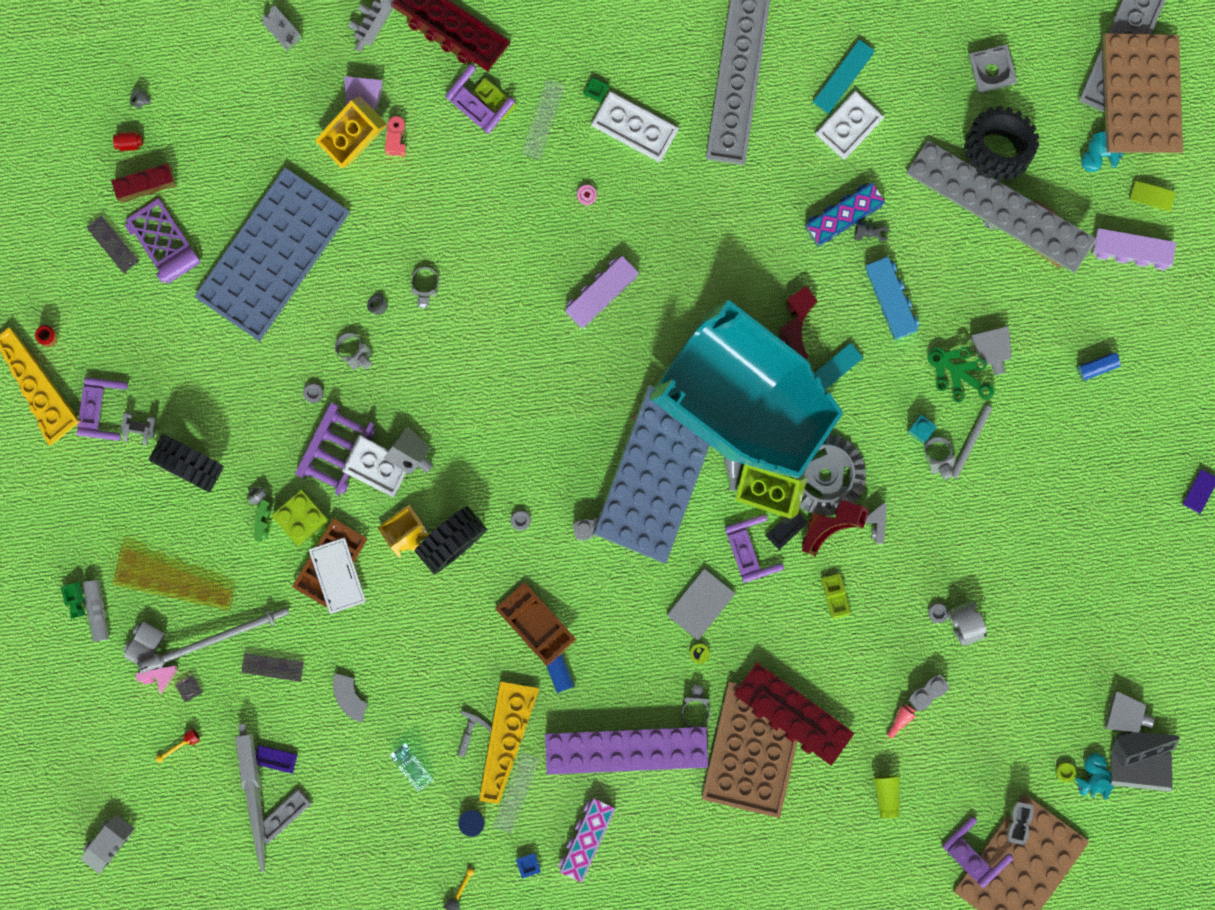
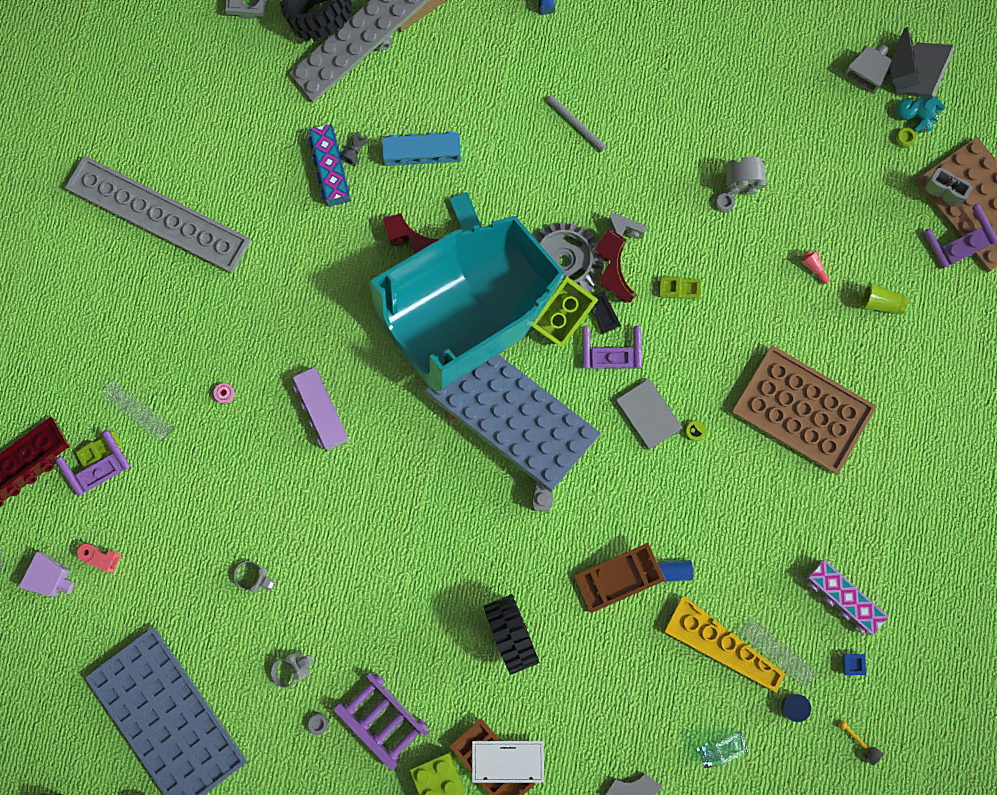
camera: 65 degrees left, 5 degrees down
(351, 132) = (74, 599): yellow brick -> none
(368, 465) = (412, 685): white tile -> none
(382, 306) = (259, 628): dark grey piece -> none
(403, 530) = (485, 678): yellow brick -> none
(409, 453) = (410, 647): light grey torso -> none
(467, 736) = (706, 682): light grey piece -> none
(520, 520) = (512, 559): light grey tile -> none
(596, 89) = (128, 352): green tile -> none
(626, 750) = (769, 531): medium lavender brick -> none
(635, 127) = (177, 328): white tile -> none
(696, 691) = (733, 444): light grey piece -> none
(733, 470) = (531, 342): light grey cone -> none
(793, 714) = (782, 361): dark red plate -> none
(843, 77) = (204, 127): teal tile -> none
(849, 125) = (250, 136): white tile -> none
(922, 429) = (551, 160): teal brick -> none
(923, 697) = (796, 229): light grey brick -> none
(943, 467) = (592, 152): light grey piece -> none
(958, 372) = (509, 112): green plant -> none
(993, 347) = (499, 76): light grey torso -> none

